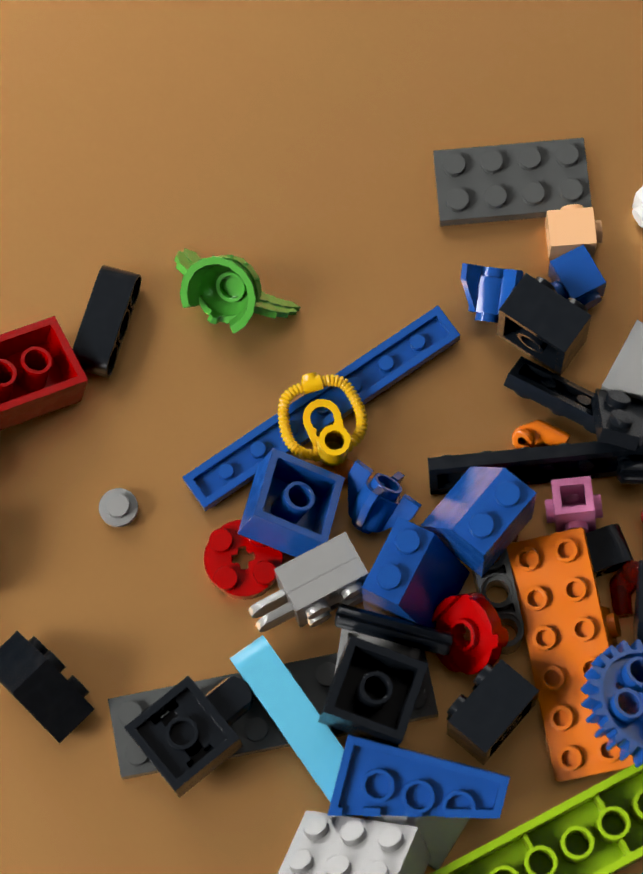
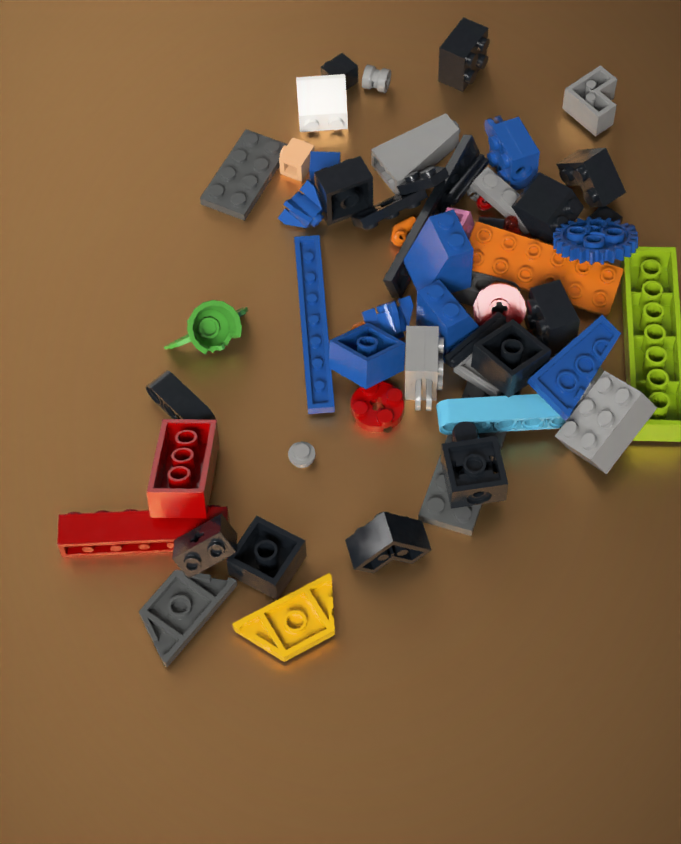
camera: 65 degrees left, 15 degrees down
(334, 440) = (346, 316): yellow piece -> none

